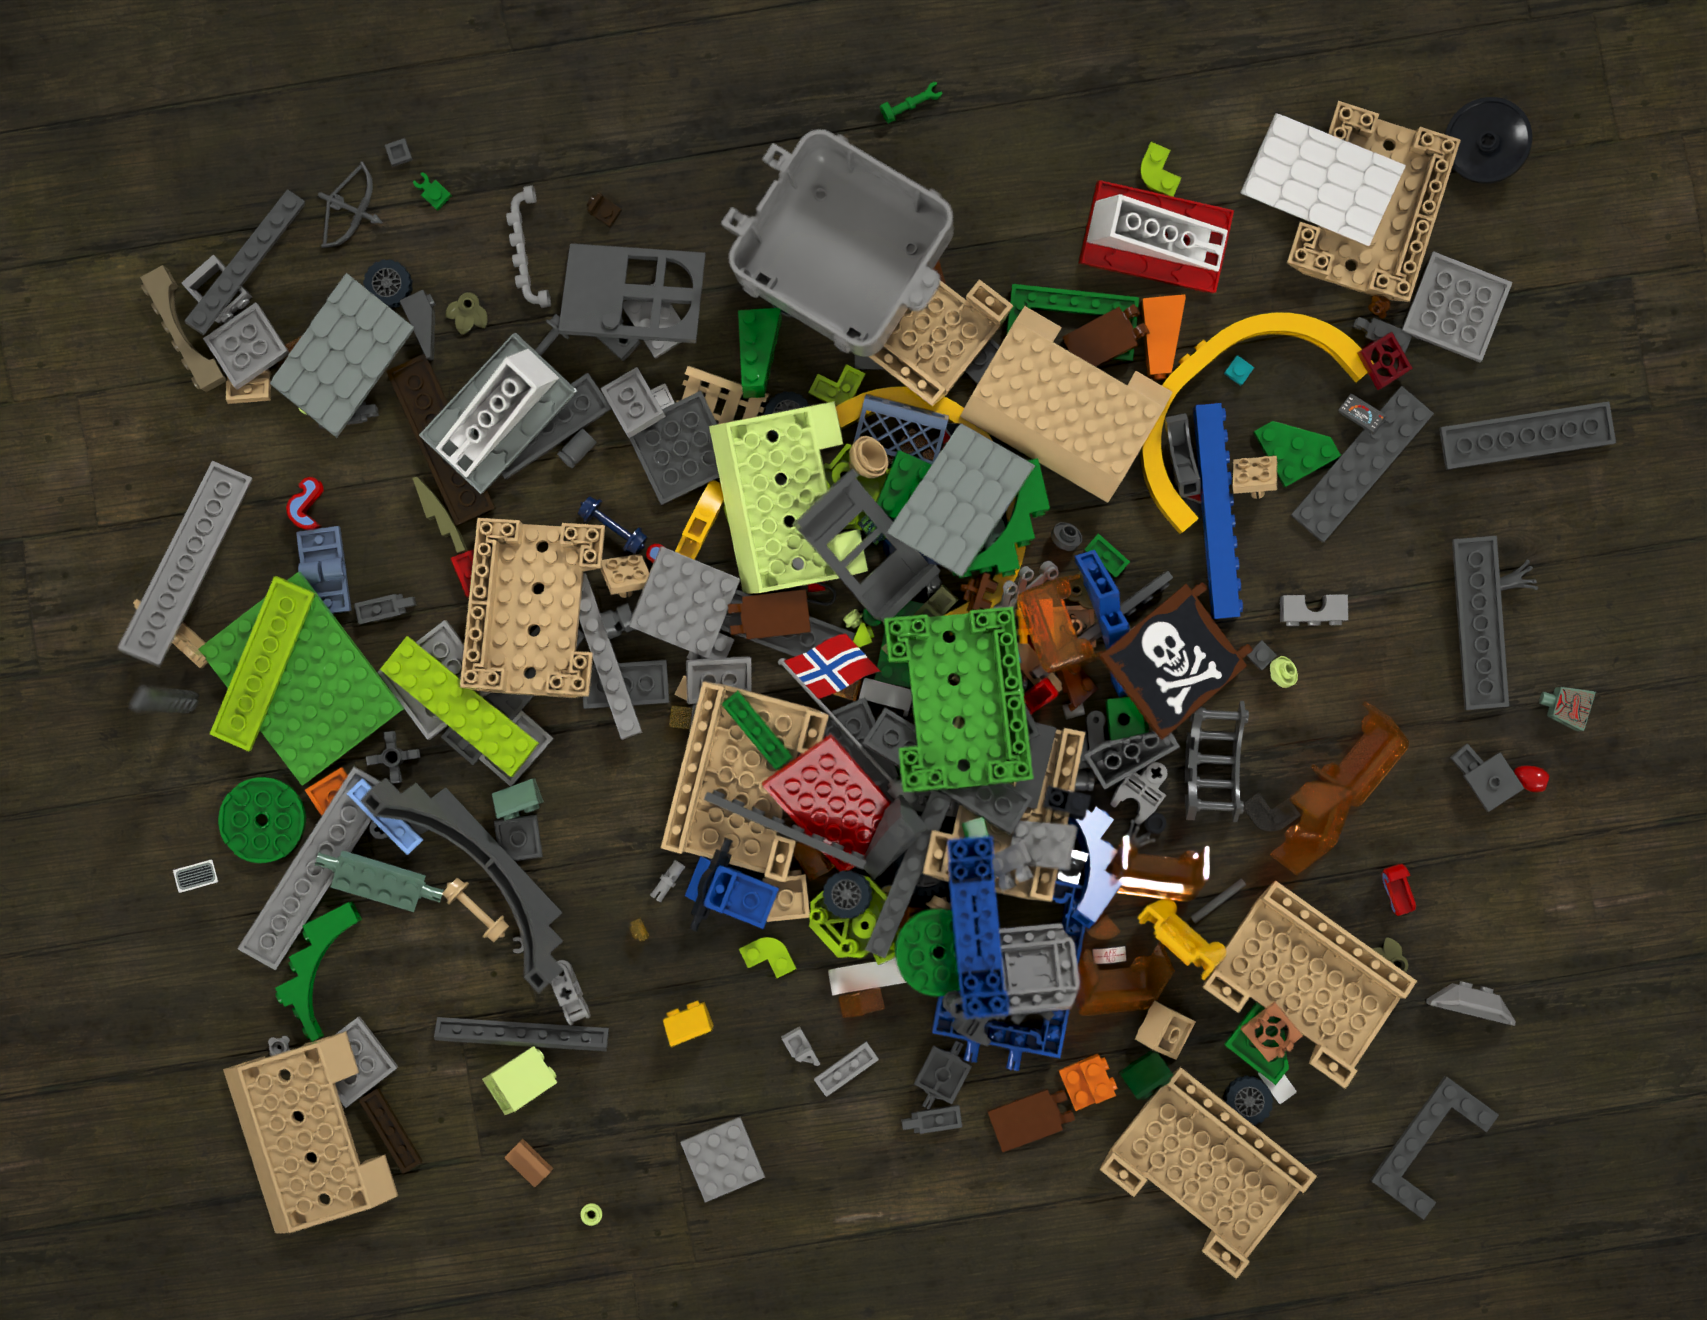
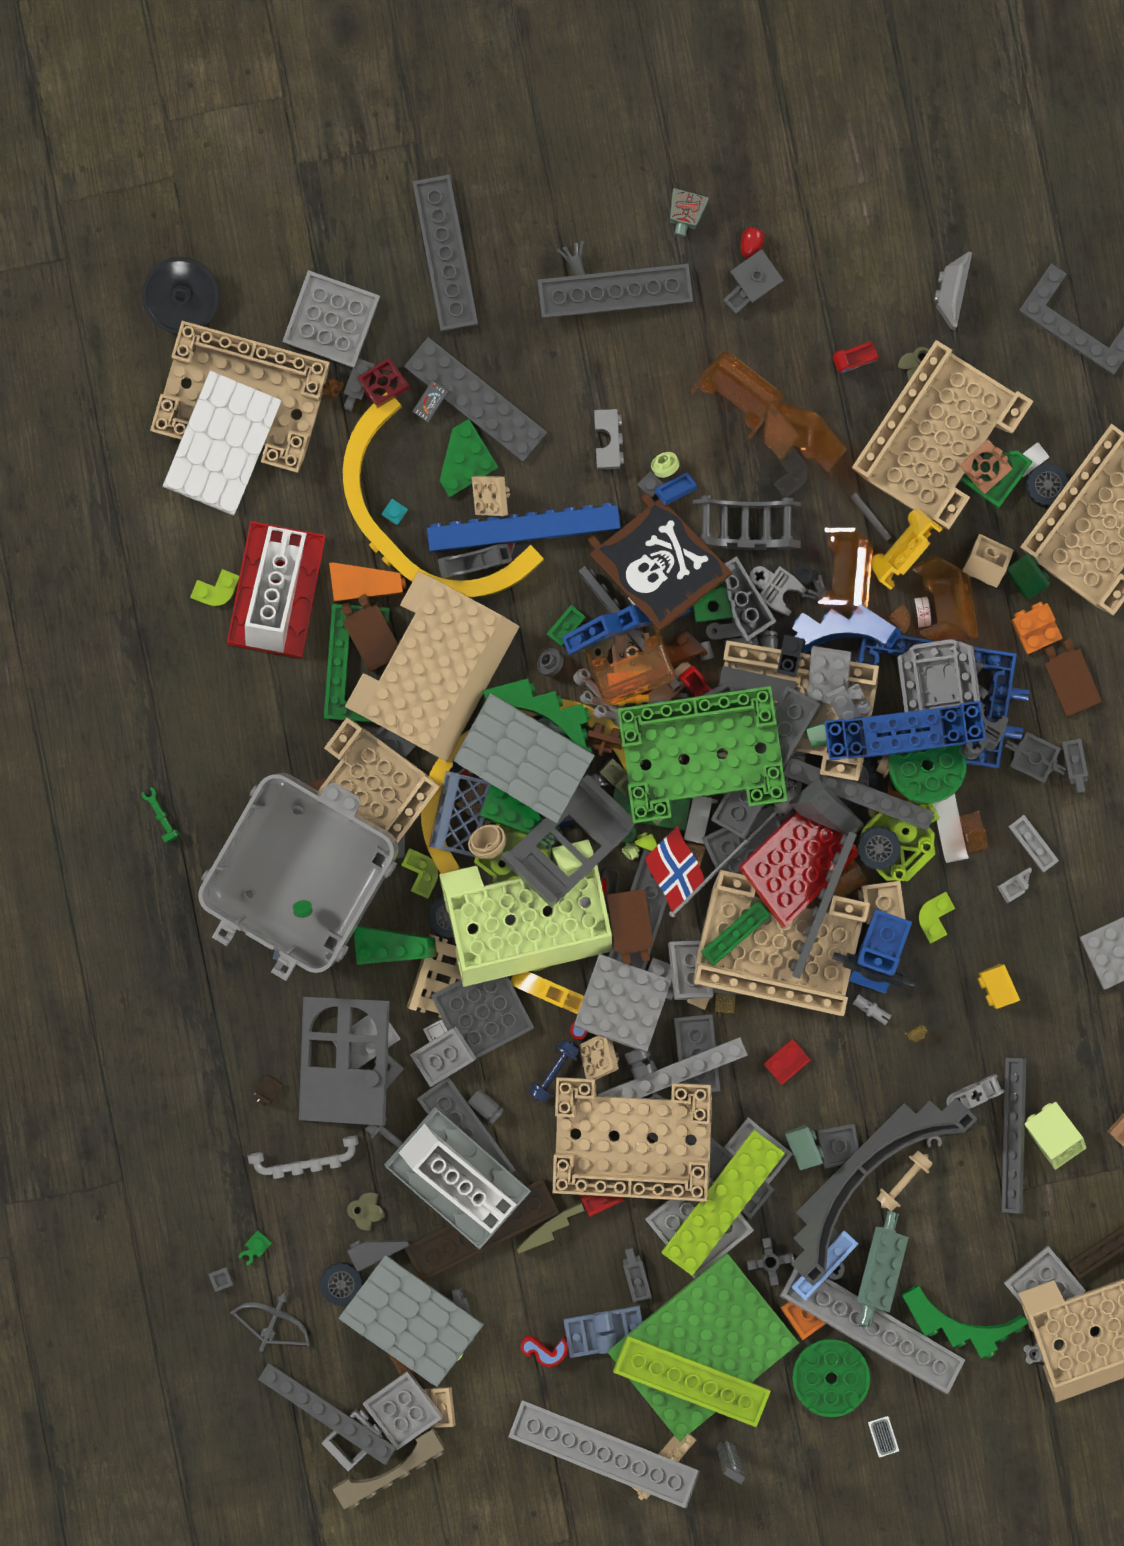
camera: 90 degrees left, 0 degrees up
(613, 784) = (786, 1061): none -> red plate
(801, 248) = (302, 909): none -> green tile
(1073, 874) = (844, 644): slope -> none
(1256, 683) = (676, 488): none -> blue tile

